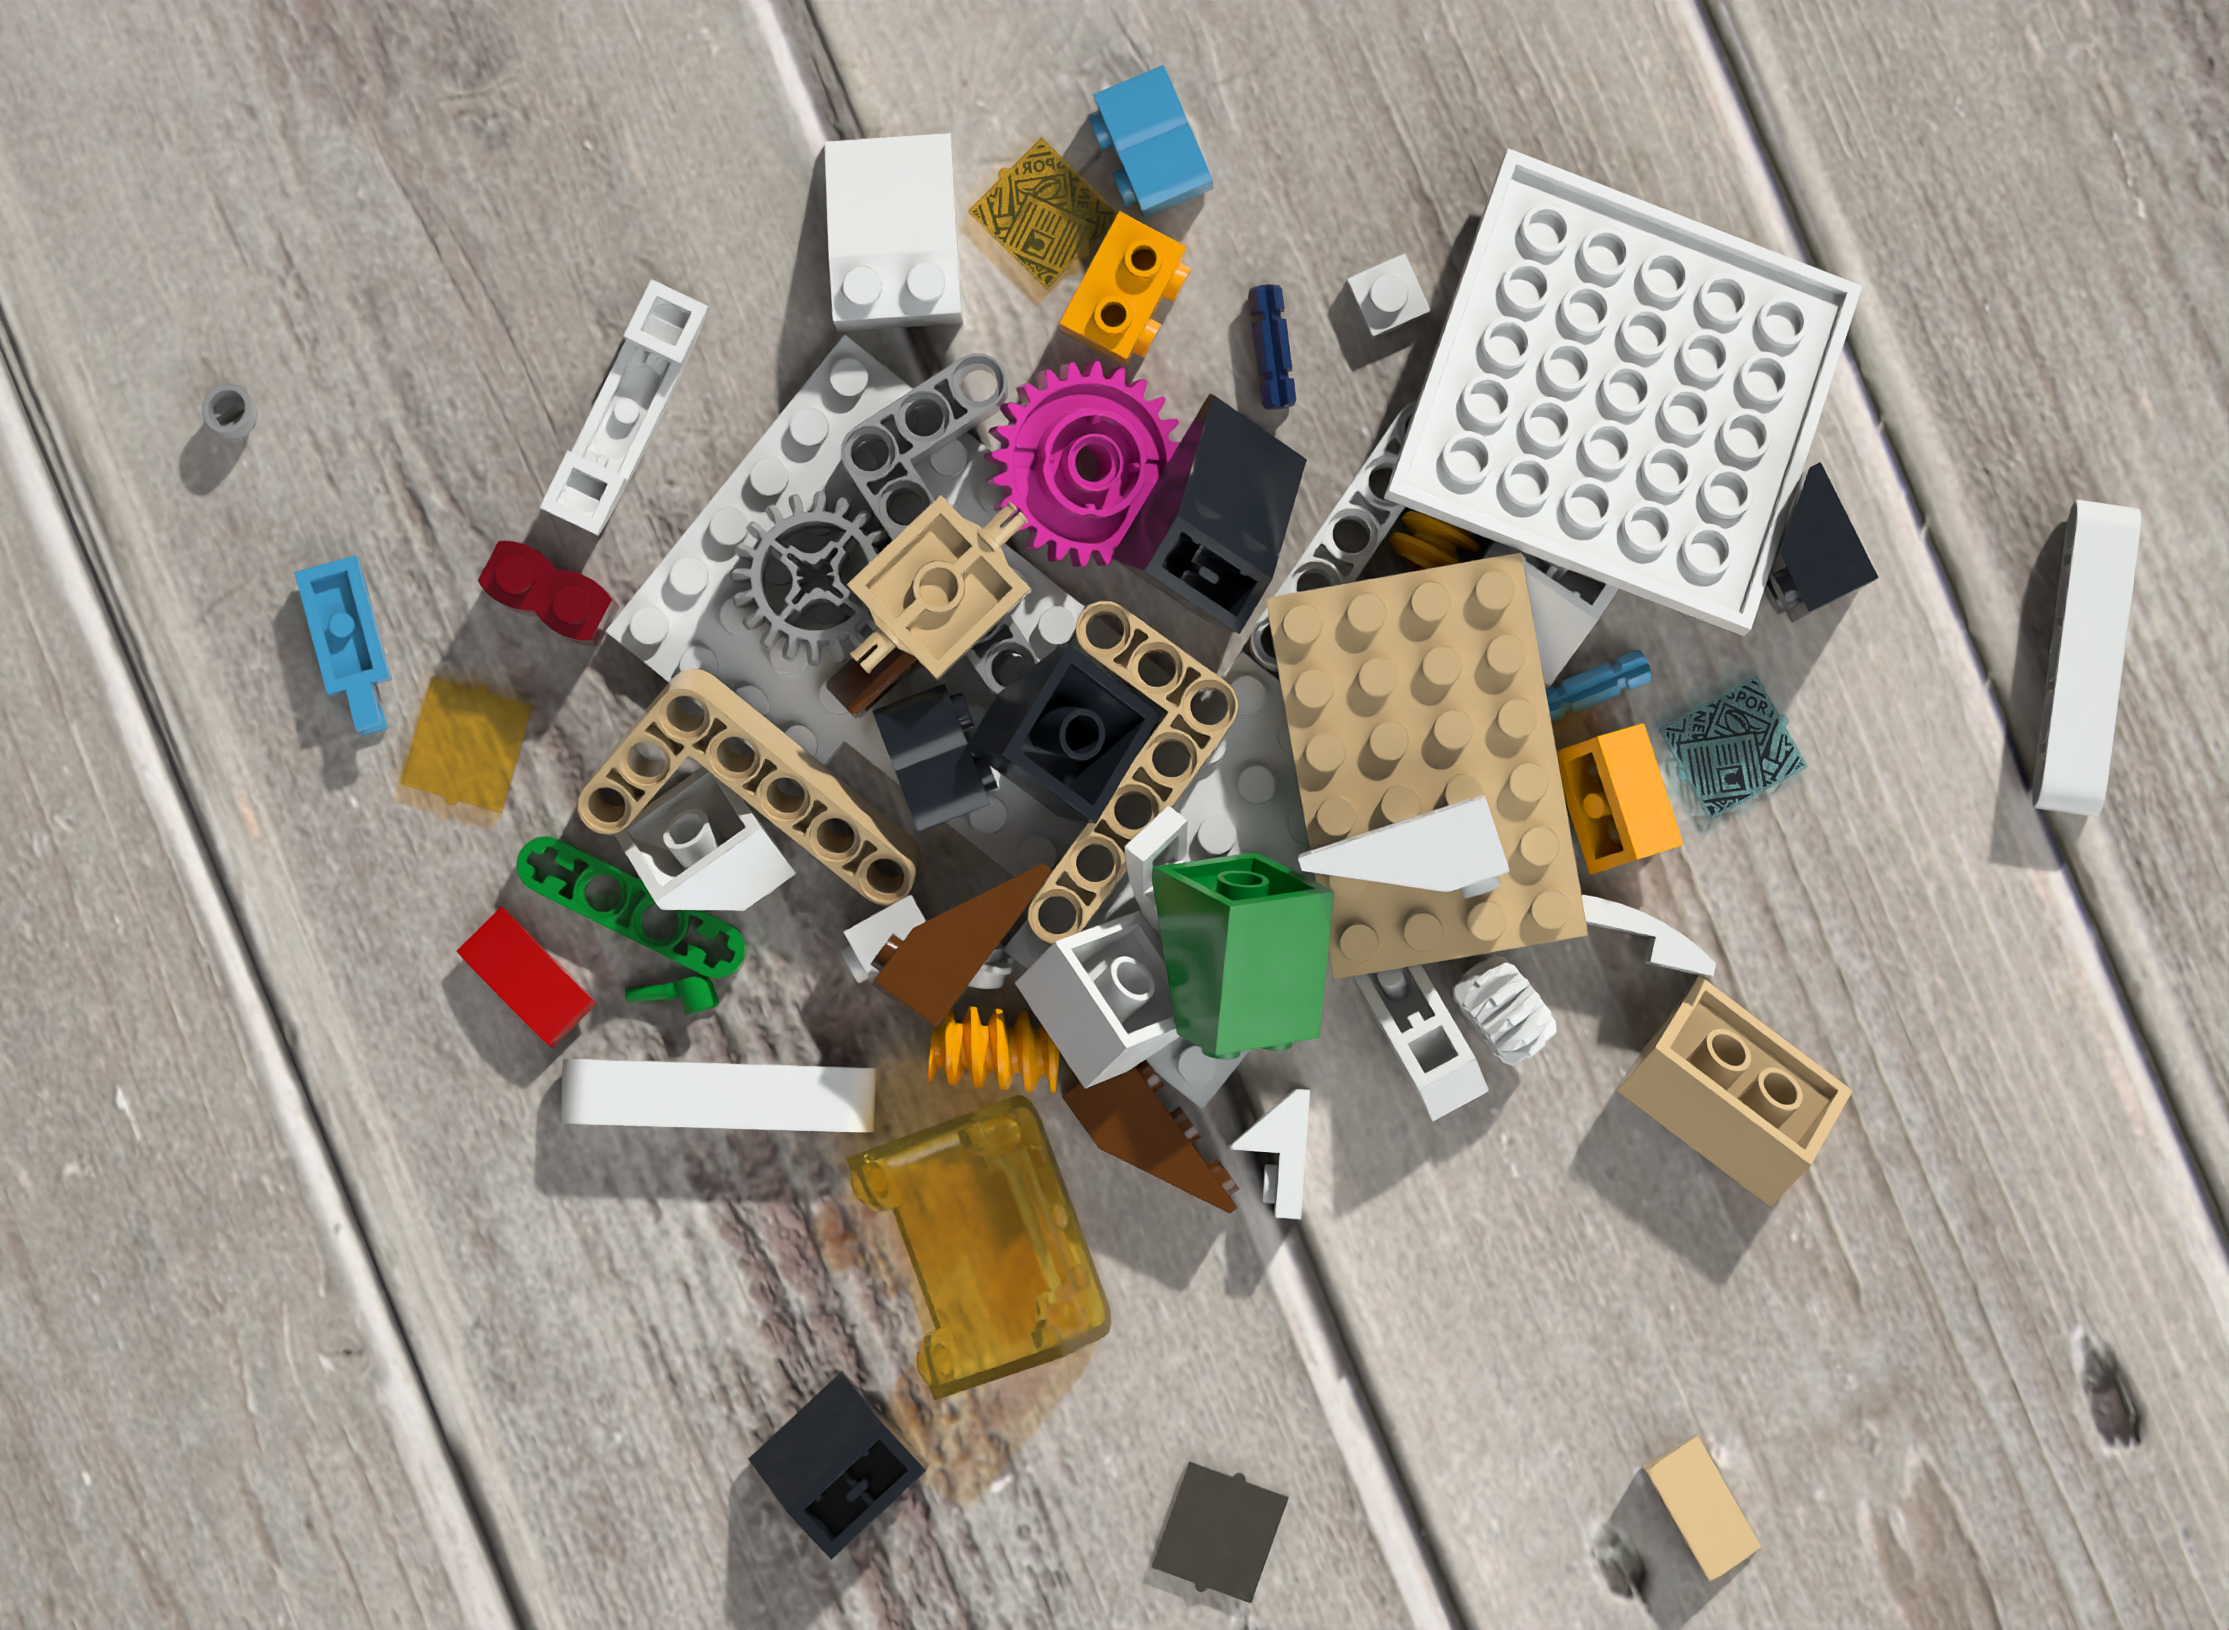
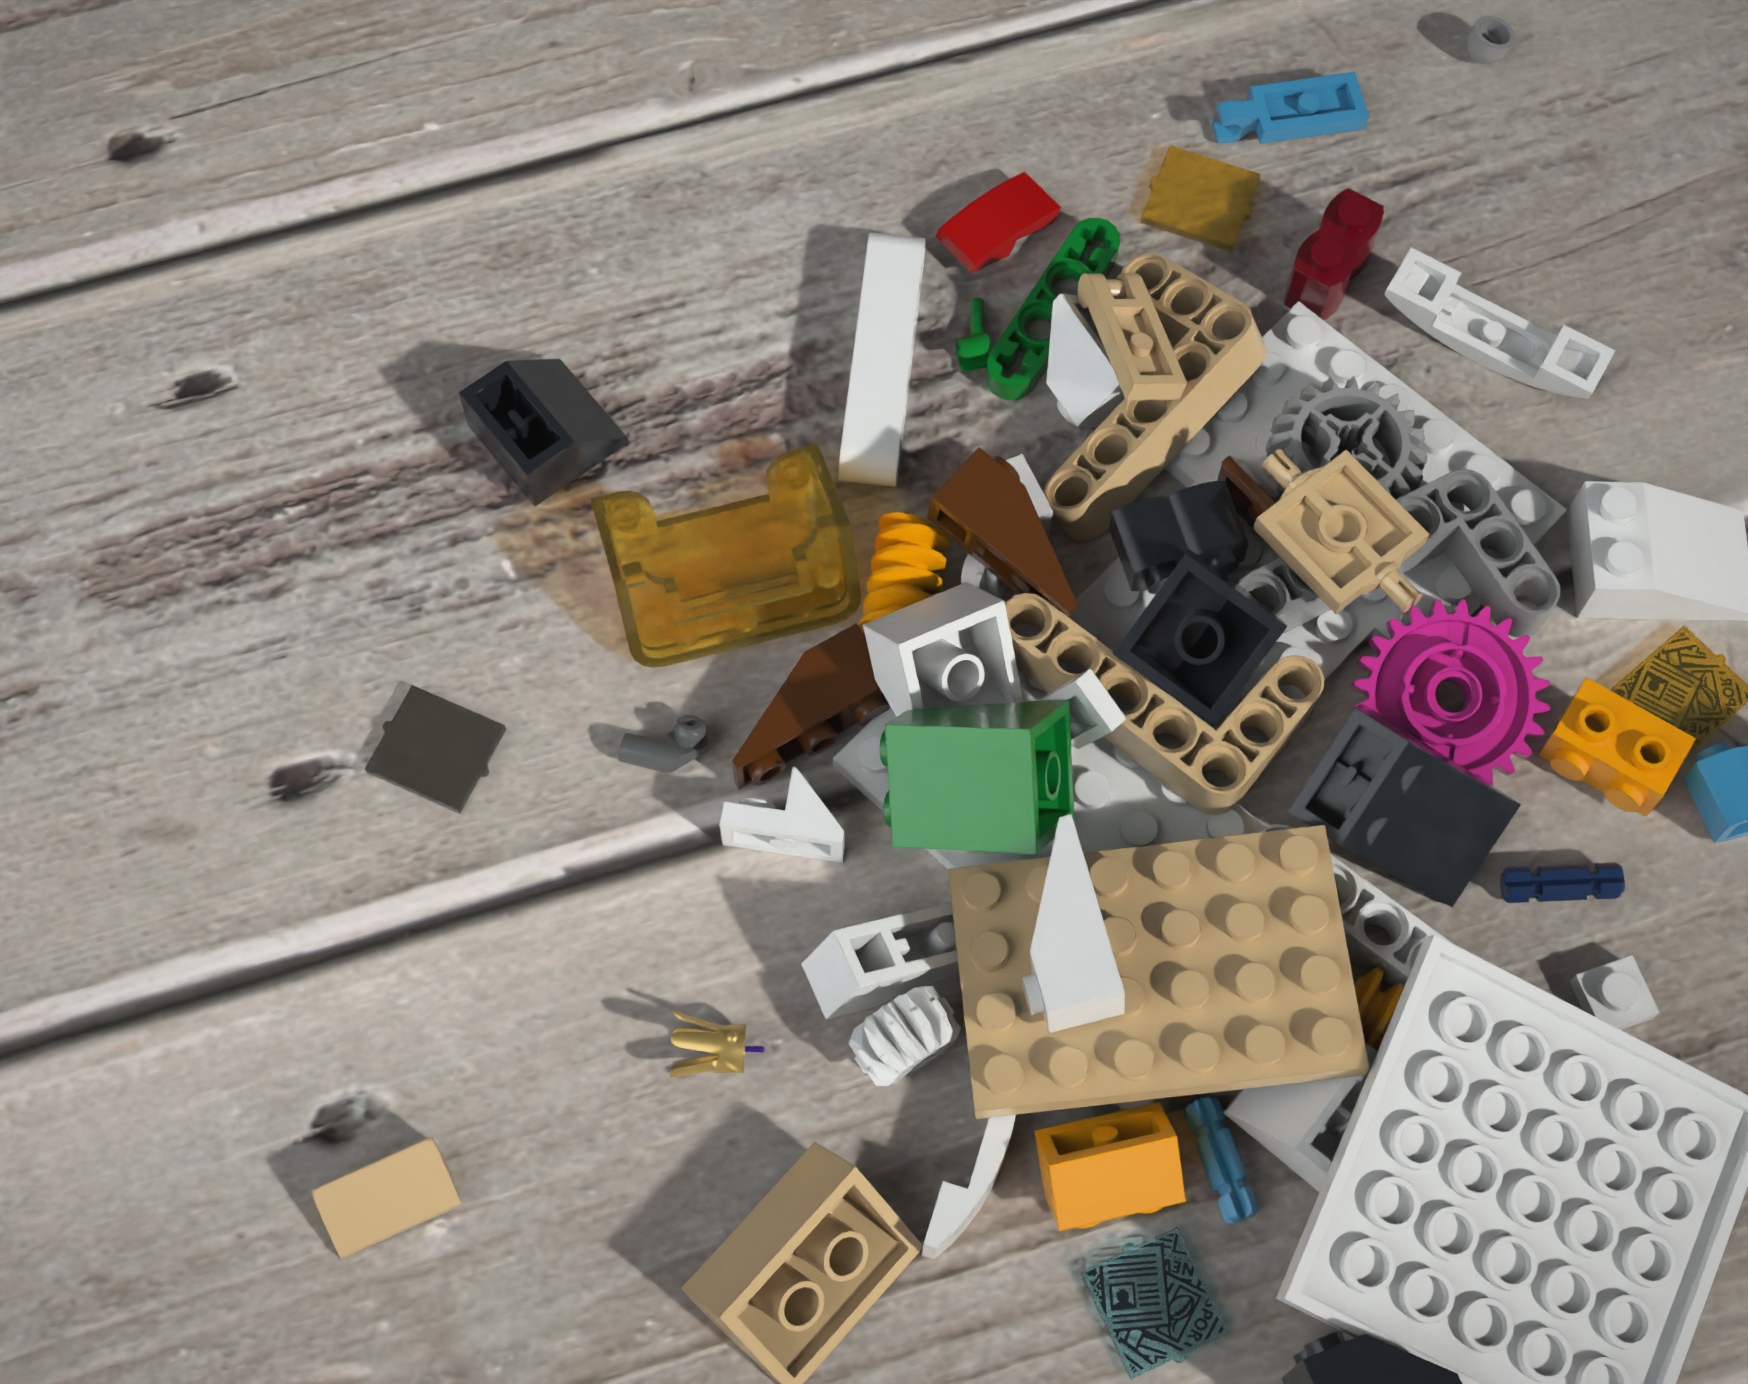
camera: 90 degrees right, 20 degrees down
(708, 819) = (1132, 336): none -> tan plate
(1206, 1282) = (670, 752): none -> dark grey arm
(1529, 1193) = (722, 1040): none -> pearl gold piece

